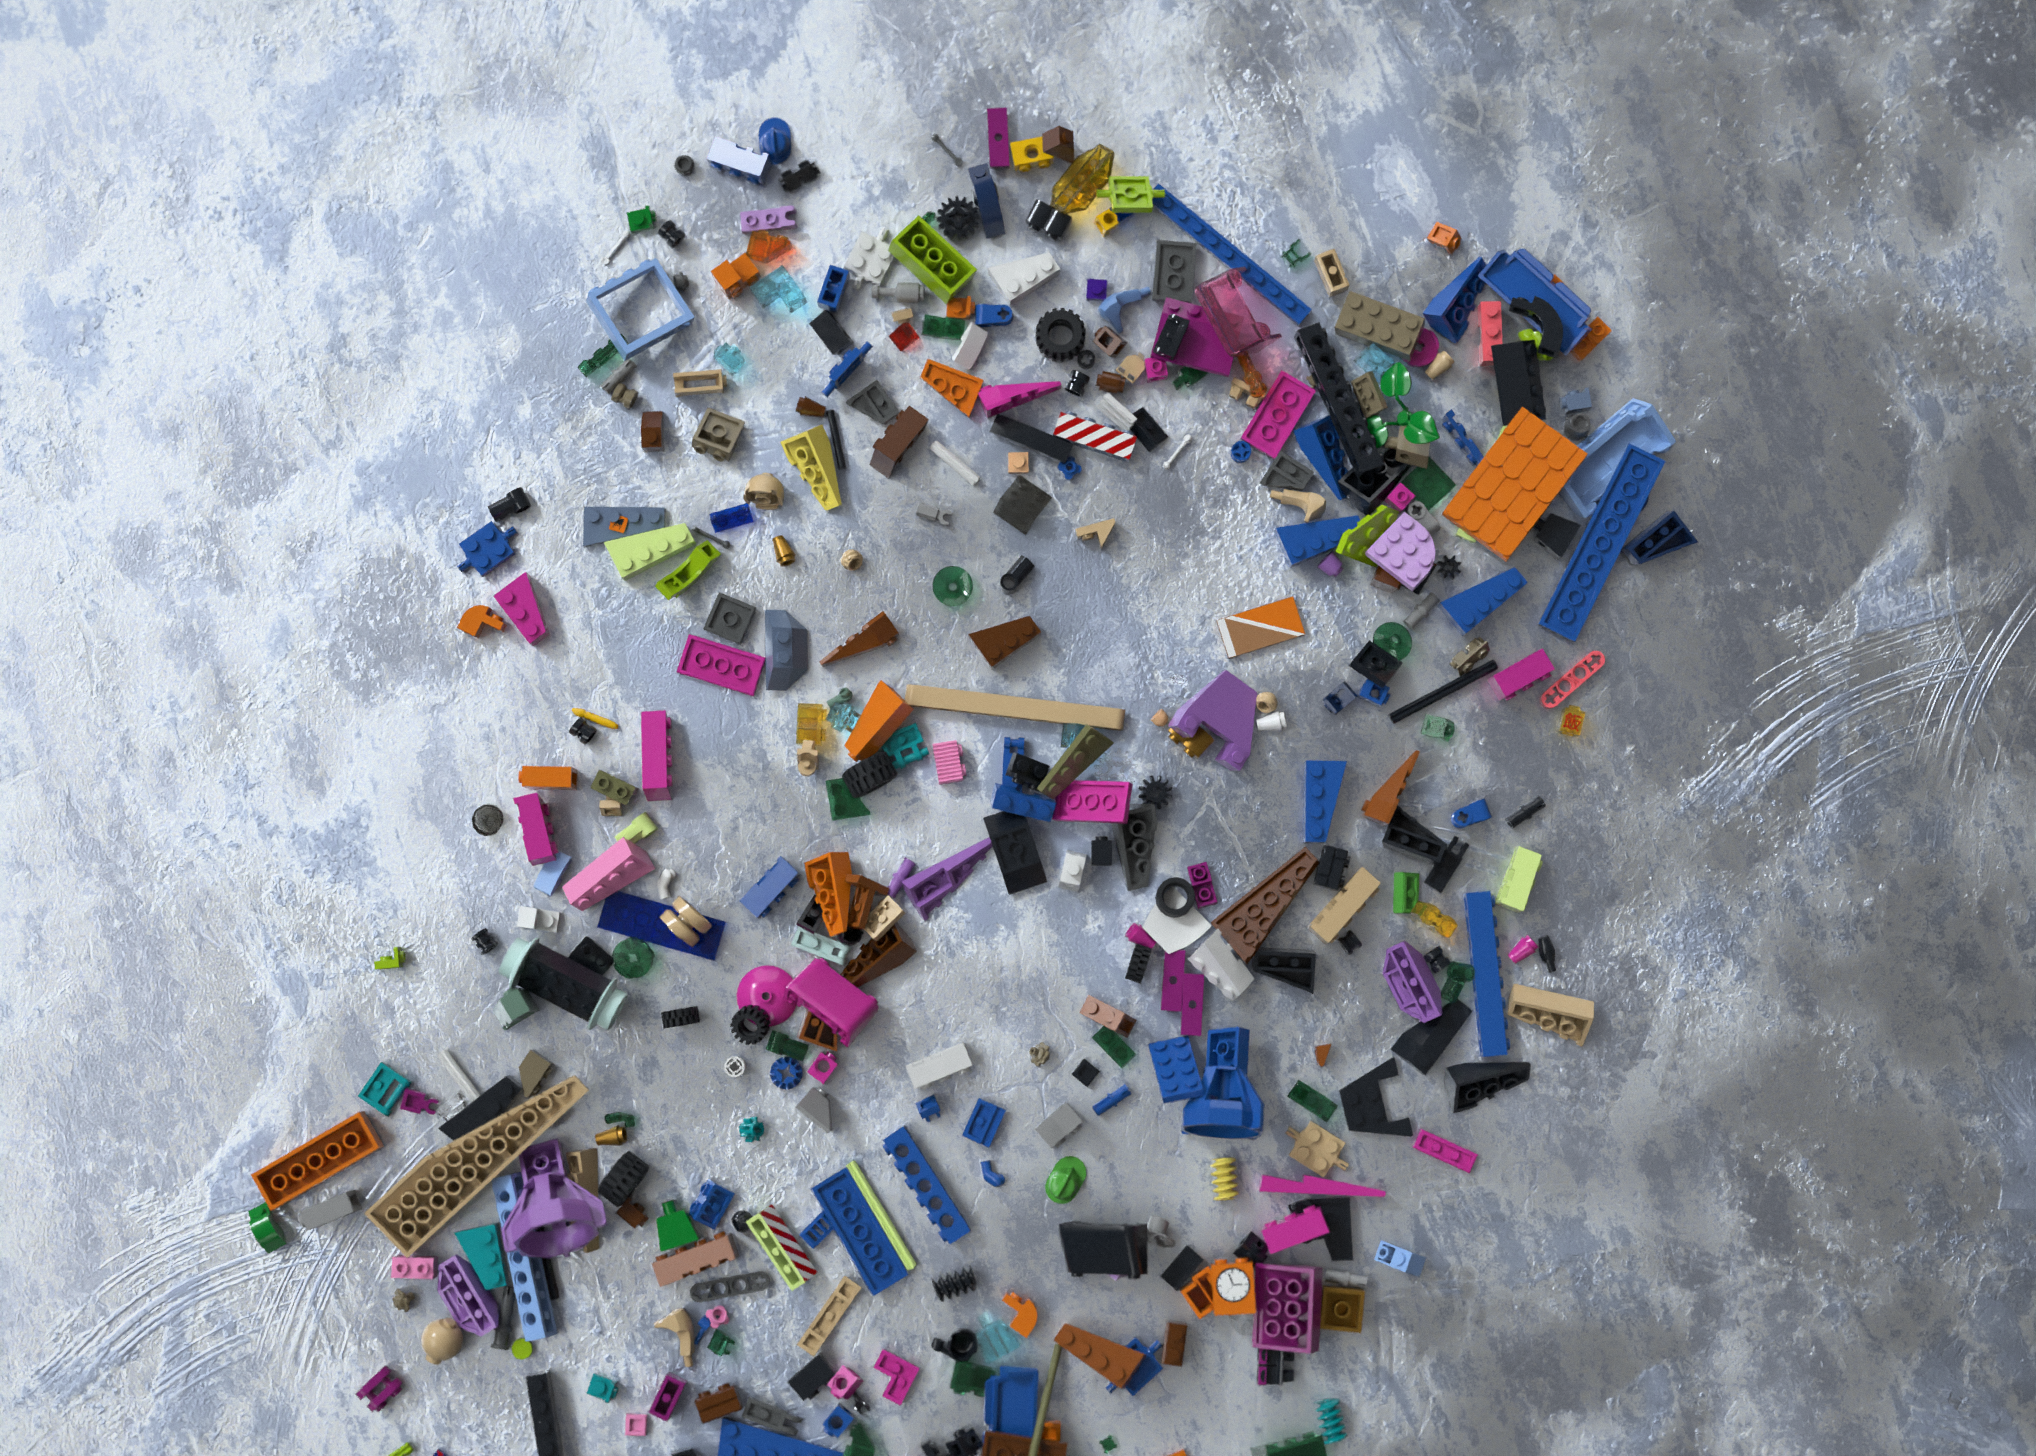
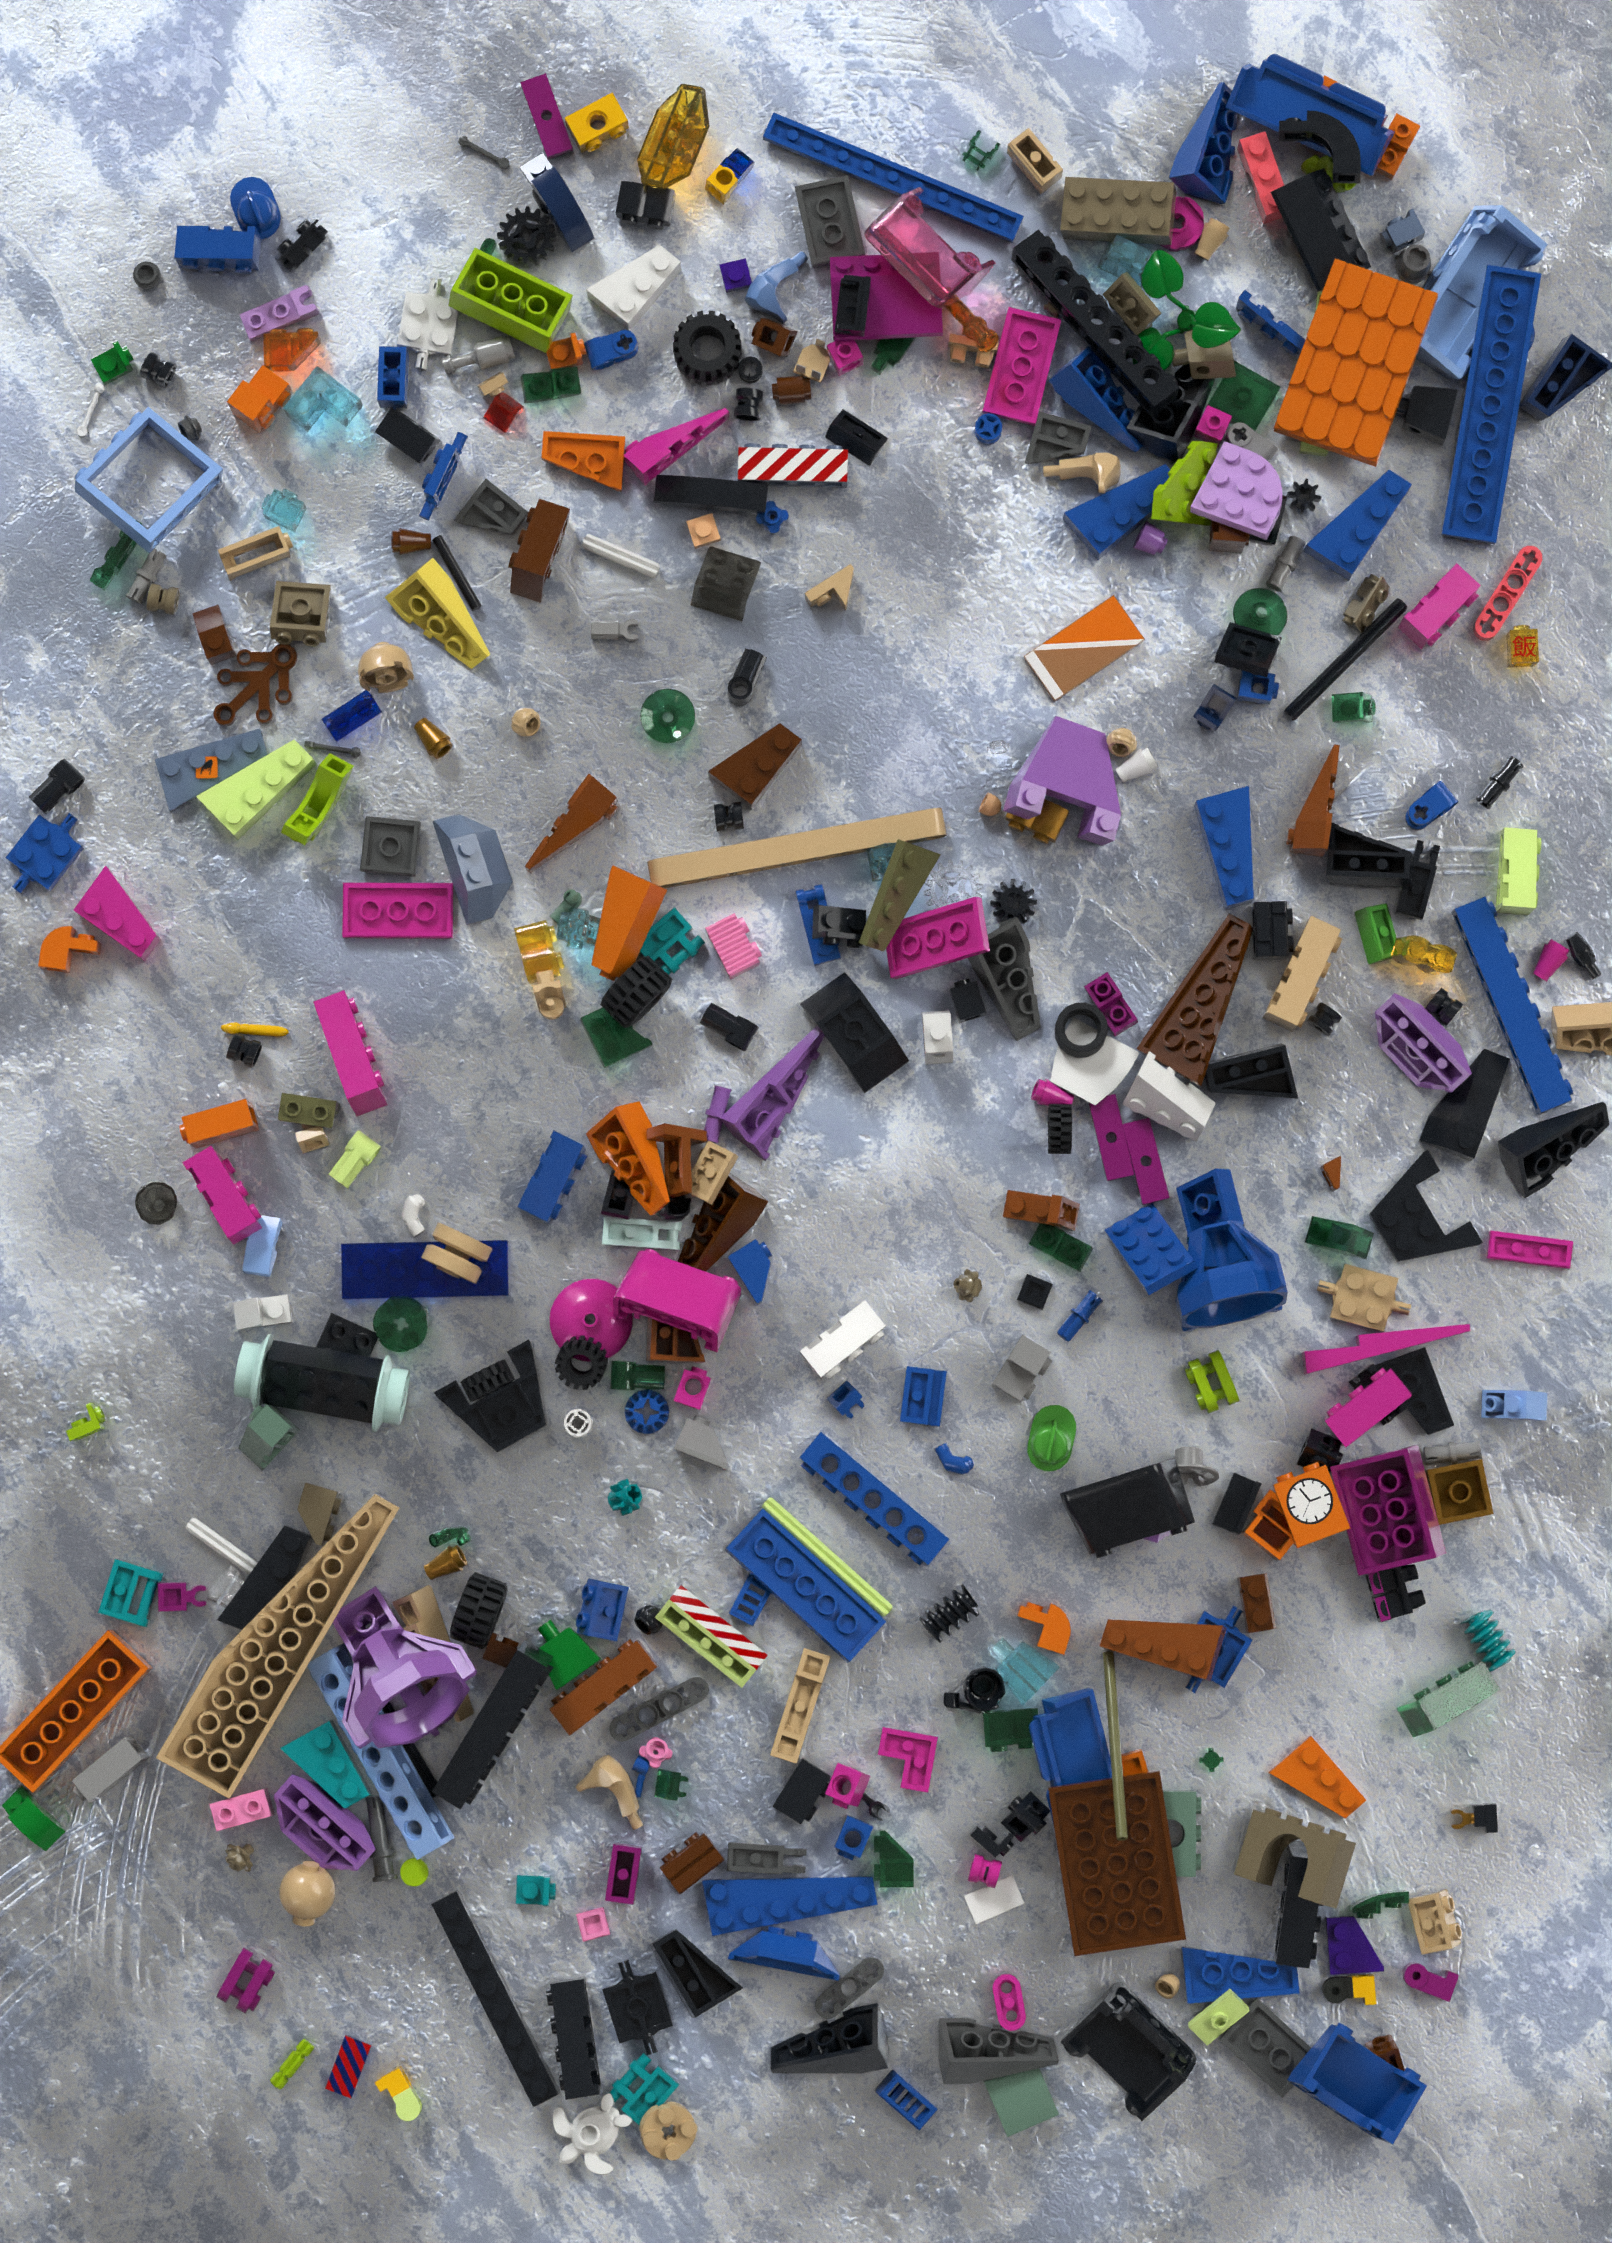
camera: 15 degrees left, 0 degrees up
(484, 941) = (201, 1362): black bush -> none
(607, 874) = (335, 1225): bright pink wedge -> none
(608, 1264) = (490, 1729): none -> black brick
(673, 474) = (257, 682): none -> reddish brown plant
(689, 1043) = (506, 1413): none -> black wing
(892, 994) = (753, 1267): none -> blue slope
(931, 821) = (734, 1029): none -> black piece
(971, 345) = (595, 397): white slope -> none
(973, 670) = (728, 816): none -> black wheel
(1033, 806) = (834, 969): blue arch -> none
(1059, 143) = (629, 99): reddish brown slope -> none
(1116, 412) = (811, 426): white tile -> none
(1130, 194) = (742, 137): lime plate -> none
(1184, 1186) = (1197, 1374): none -> lime brick
(1187, 439) = (913, 433): white hinge -> none
(1224, 1178) = (1256, 1372): light yellow piece -> none
(1445, 237) = (1167, 70): orange bracket -> none
(1458, 975) = (1477, 1018): clear green piece -> none

